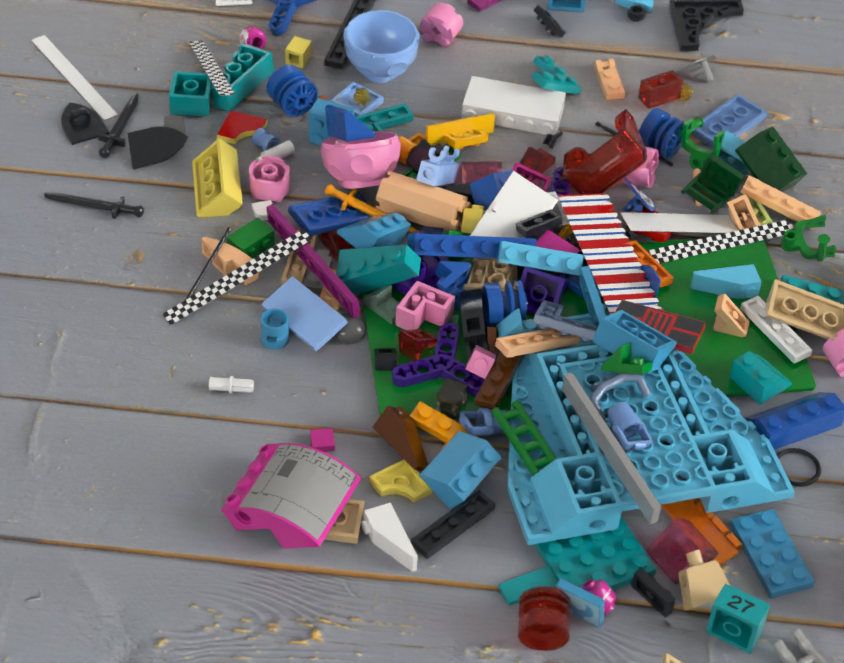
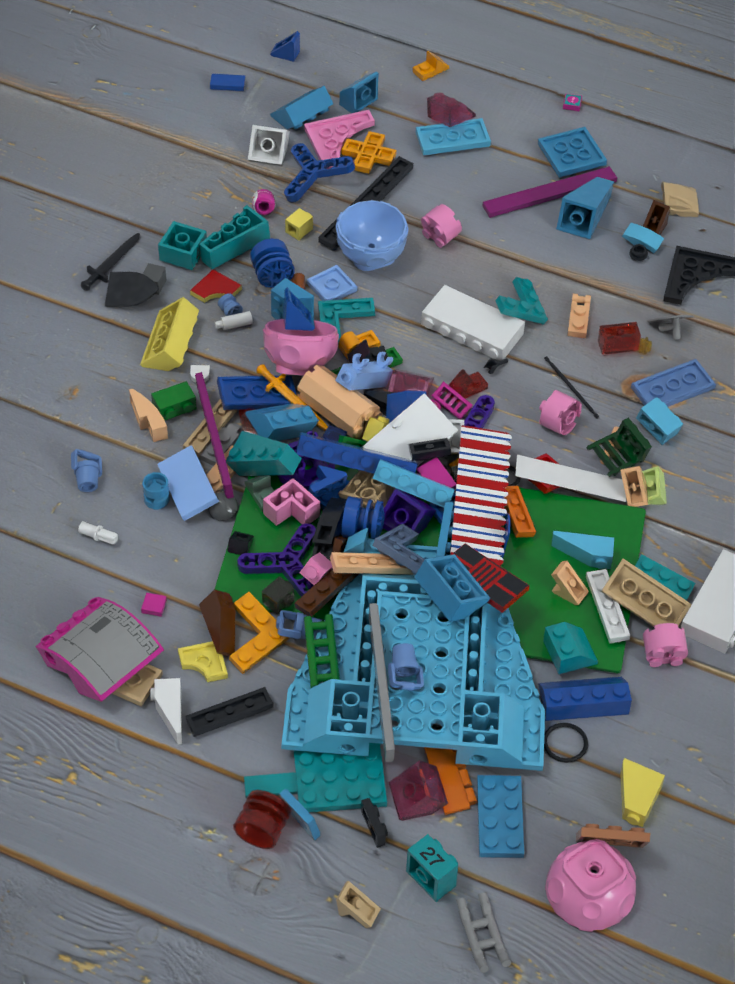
camera: 20 degrees right, 5 degrees up
(74, 77) = (92, 204): white sticker -> none
(81, 123) = (79, 251): black shield -> none
(114, 207) = (72, 341): black sword -> none
(191, 327) = (86, 470): none -> medium blue piece
(208, 264) = (121, 418): black piece -> none
(211, 68) = (209, 224): sticker -> none
(236, 277) = (151, 431): sticker -> none
(269, 179) = (215, 345): bright pink brick -> none
(362, 96) = (334, 282): clear yellow plate -> none
(414, 341) = (269, 533): clear red slope -> none
(459, 468) = (255, 662): dark azure slope -> none
(461, 132) = (409, 339): yellow bracket -> none
(545, 18) = (548, 243): black plate -> none
(602, 590) = (322, 811): dark pink head -> none
(610, 162) = (513, 408): clear red windscreen -> none
(610, 382) = (411, 620): sand blue piece -> none
(623, 362) = (430, 606): green slope -> none
(639, 196) = (545, 445): blue shield -> none
(662, 132) = (596, 384): blue wheel -> none
(698, 155) = (621, 411): green piece -> none
(701, 581) = (417, 823): tan torso -> none
(721, 241) = (602, 506): sticker -> none
(771, 160) = (685, 438): dark green slope -> none
(778, 200) = (678, 480): light nougat plate -> none
(795, 240) = (675, 523): green piece -> none

